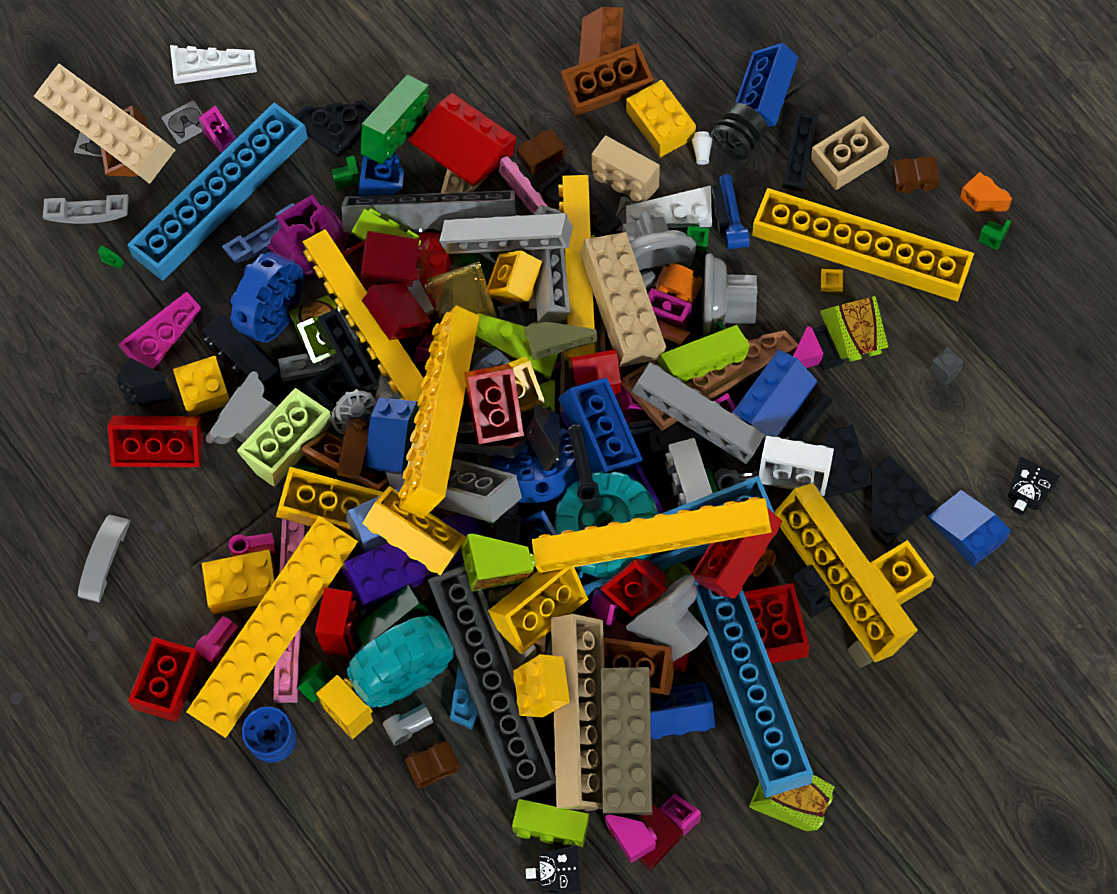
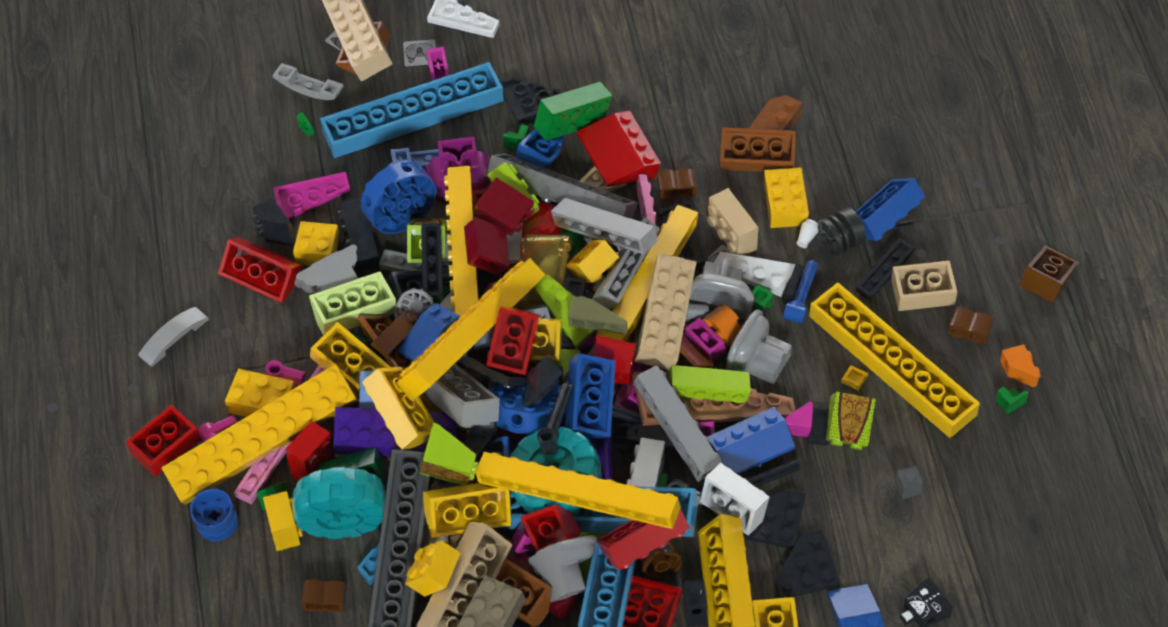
camera: 25 degrees right, 10 degrees down
(403, 726) = (317, 557): light grey piece -> none
(960, 86) = (1048, 273): none -> reddish brown slope

